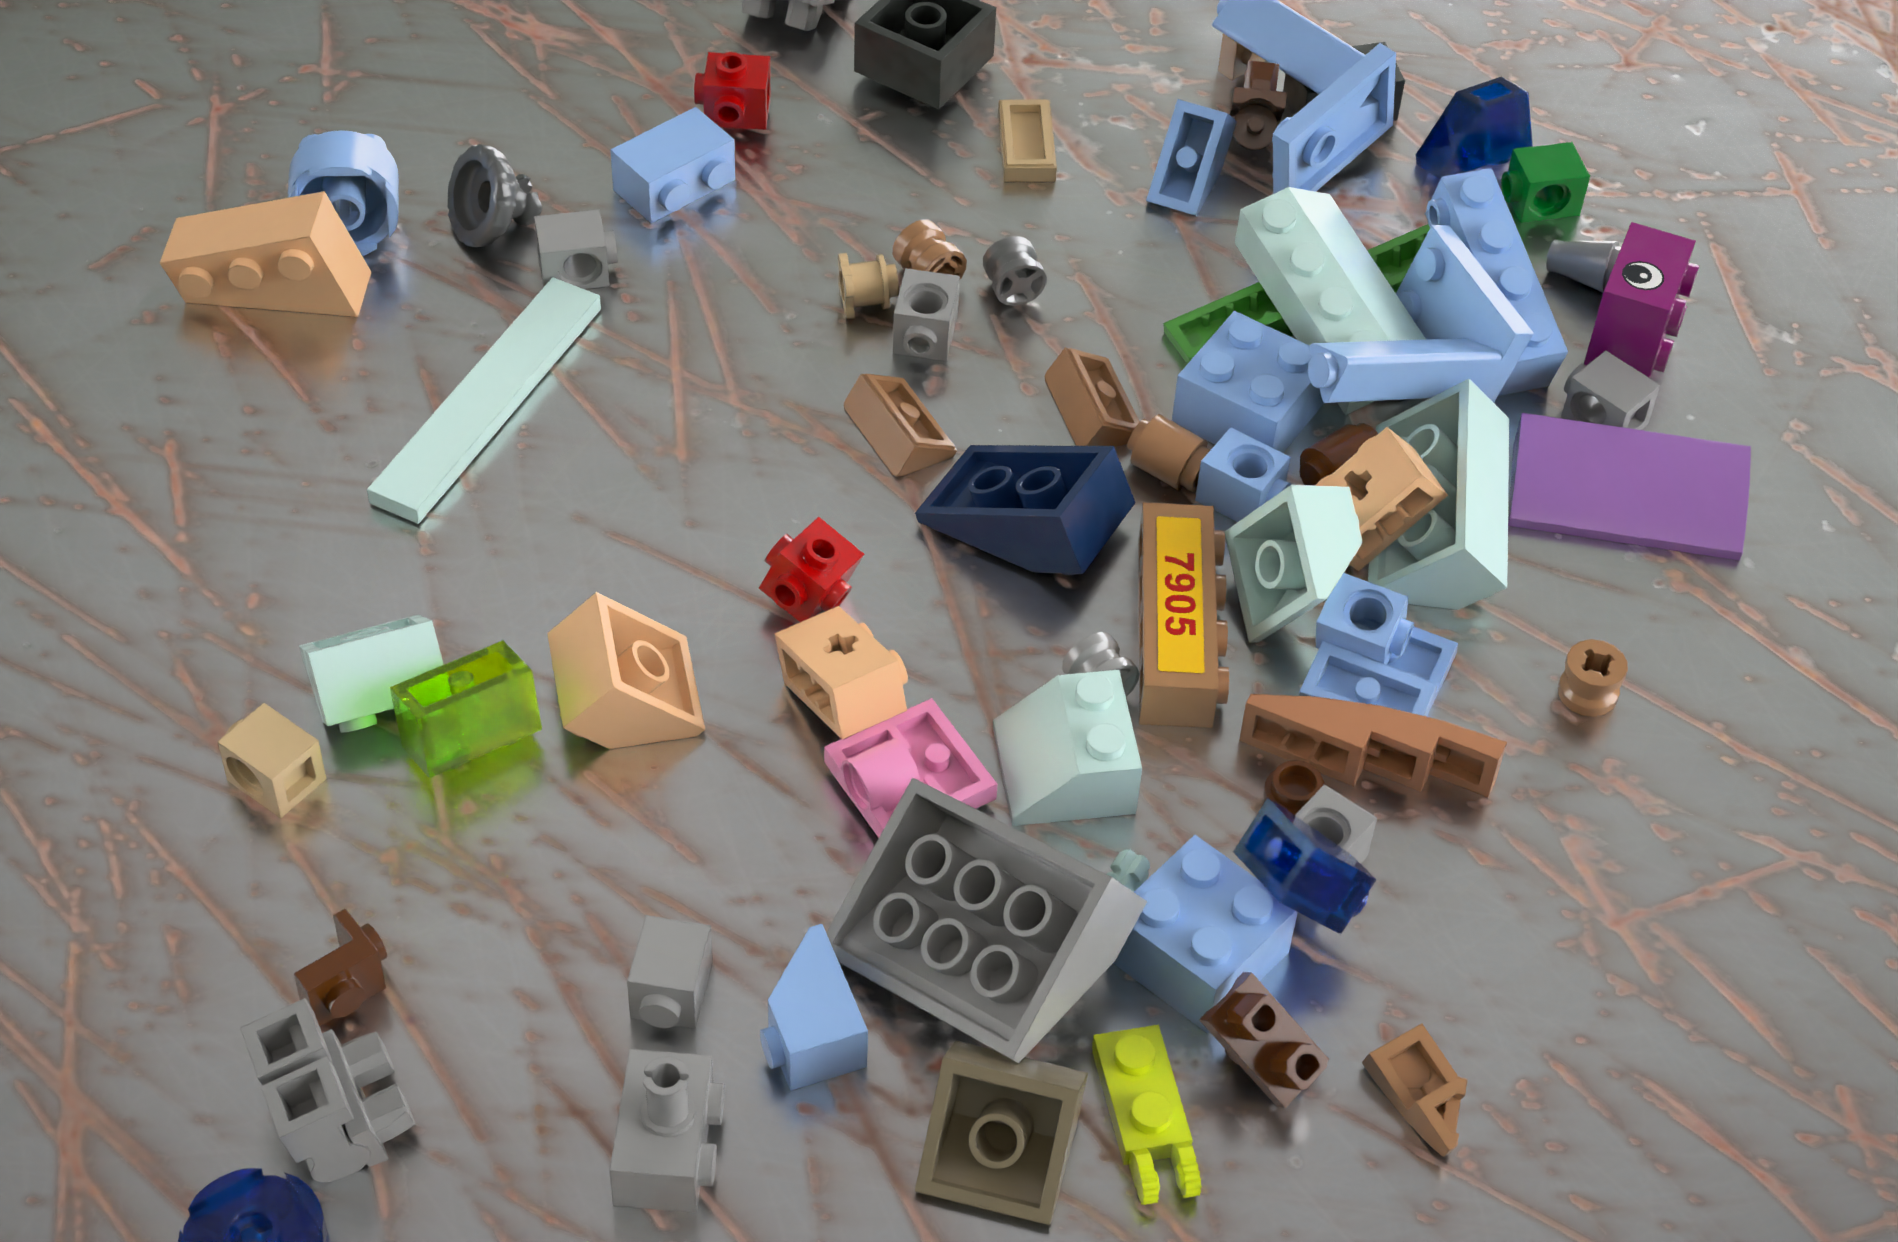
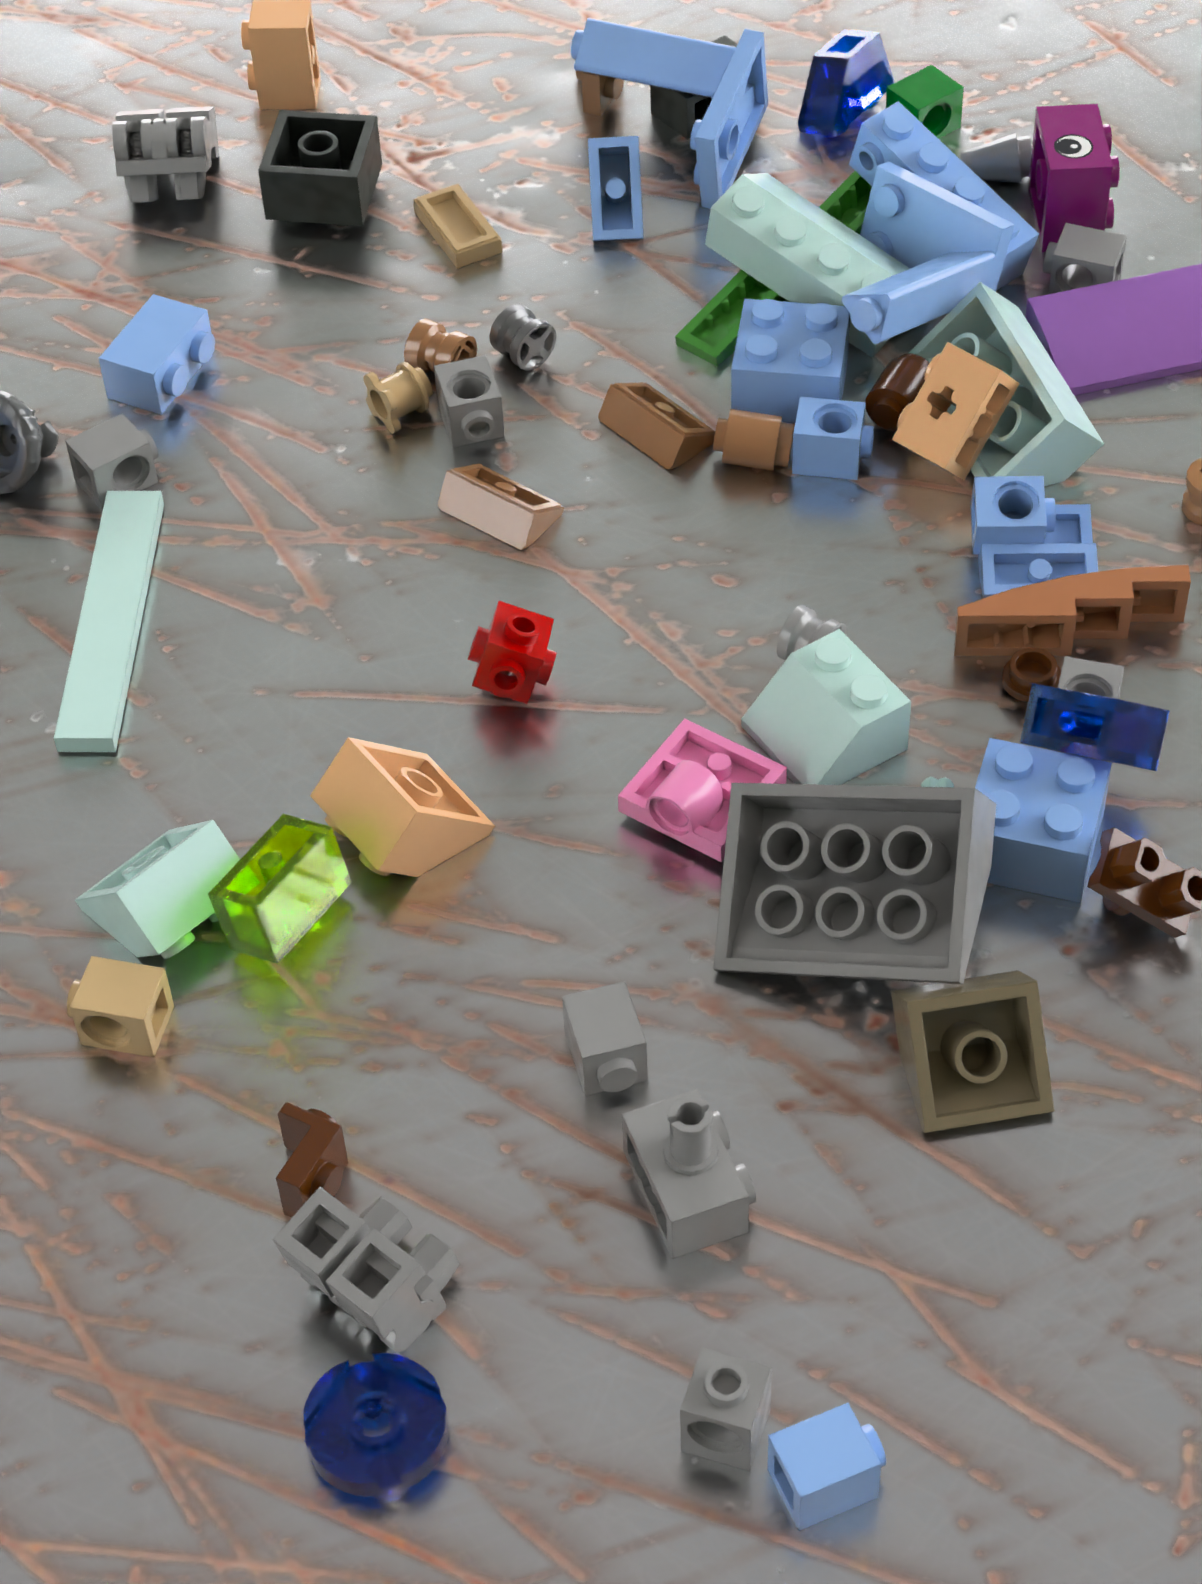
camera: 20 degrees left, 0 degrees up
(735, 90) = (176, 267): red brick -> none
(814, 1017) = (758, 1023): light blue slope -> none
(842, 671) = (595, 726): light nougat brick -> none
(1032, 503) = (663, 524): dark blue slope -> none
(1146, 1109) = (1078, 985): neon yellow hinge -> none
(1179, 616) = (847, 567): medium nougat brick -> none
(1257, 106) = (649, 119): reddish brown hips -> none
(1291, 554) = (922, 482): light aqua slope -> none

